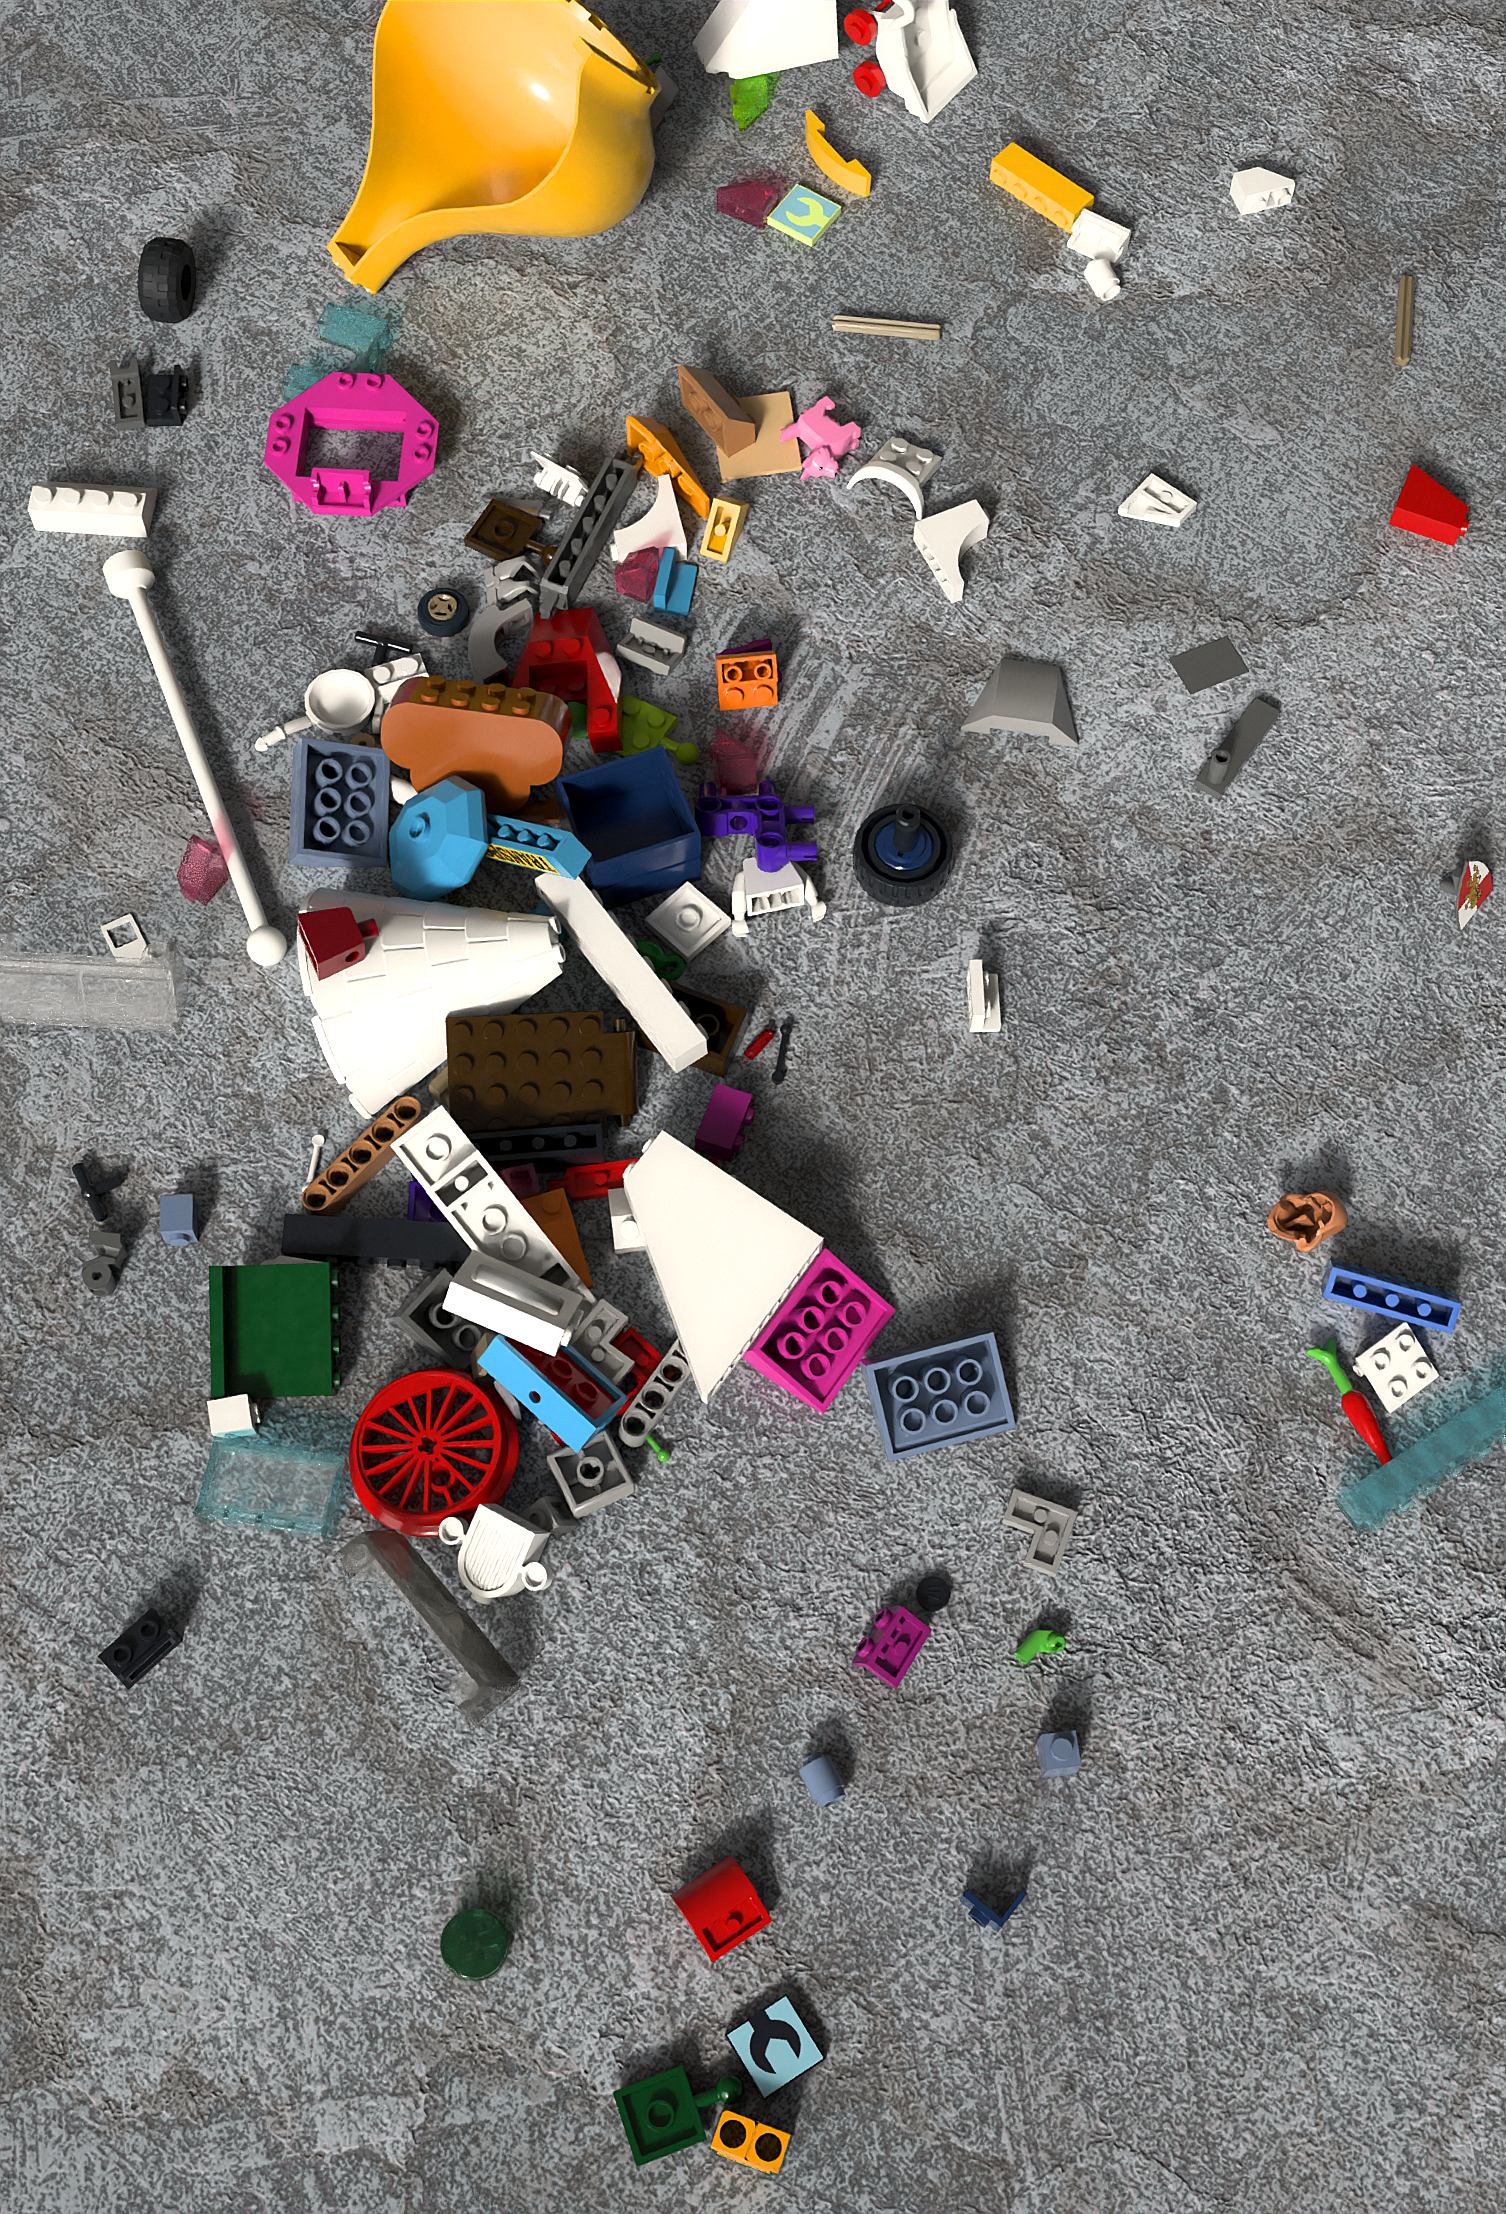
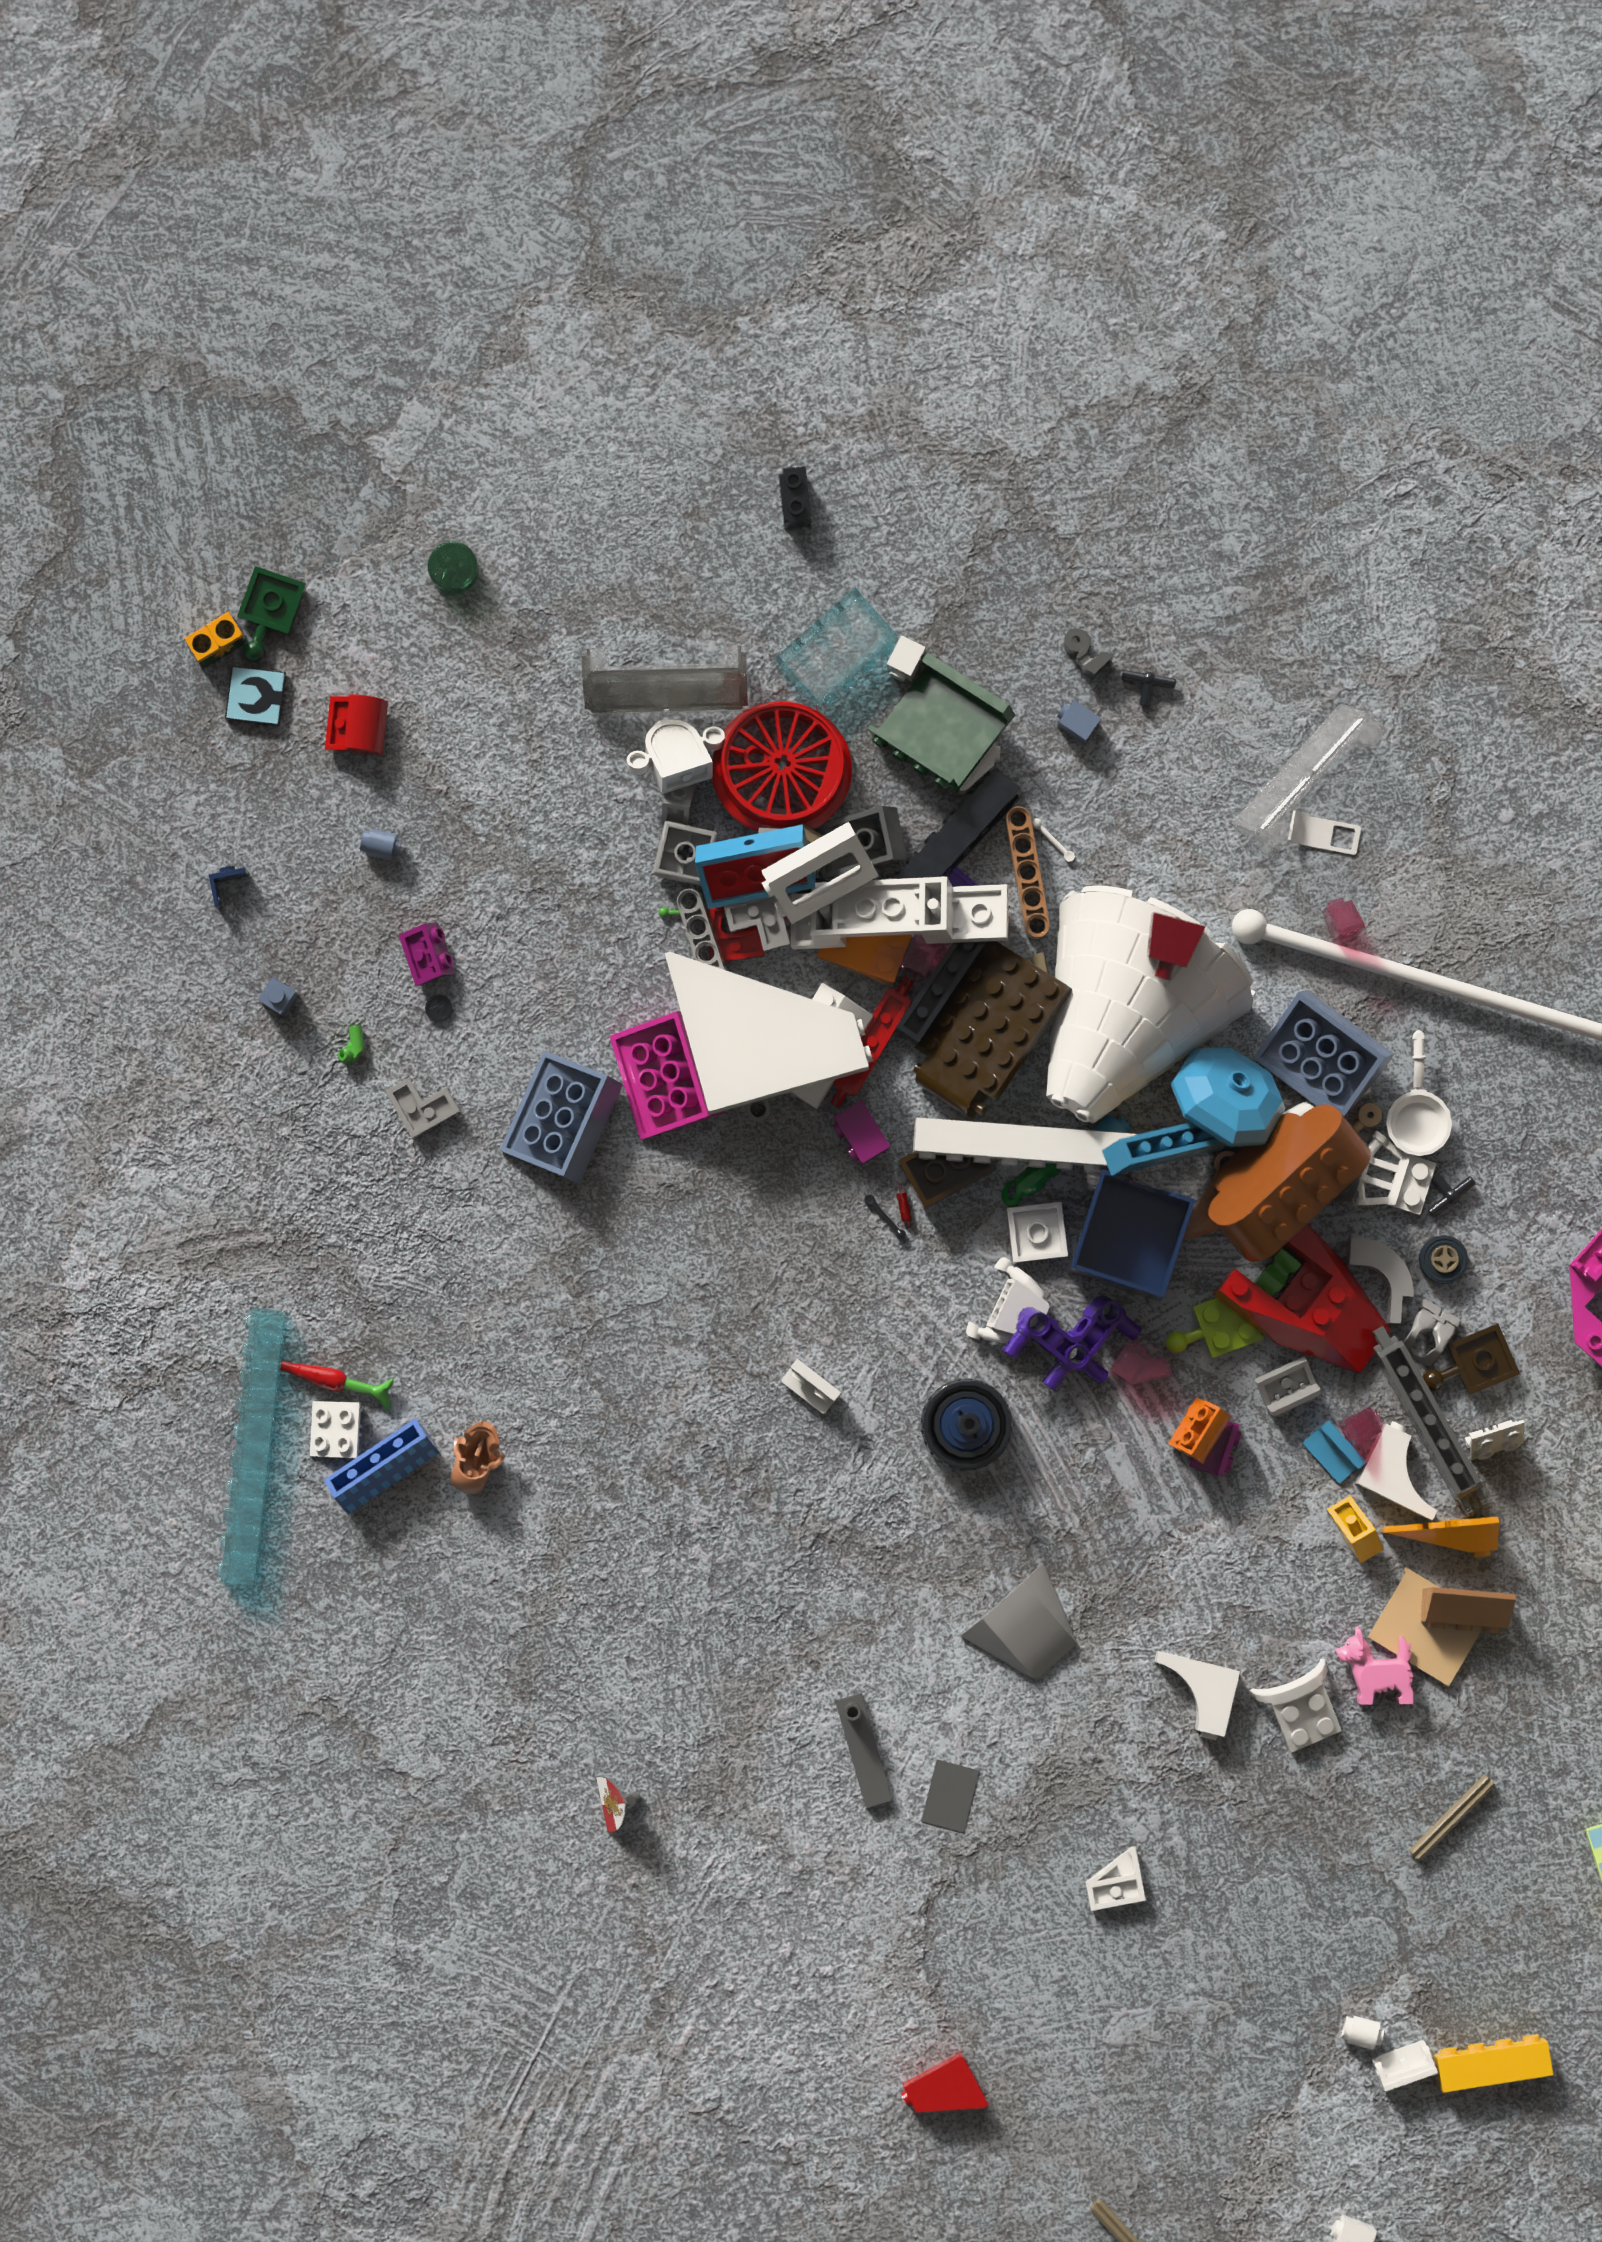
camera: 130 degrees right, 20 degrees up
(531, 507) = (1487, 1397): flat silver piece -> none

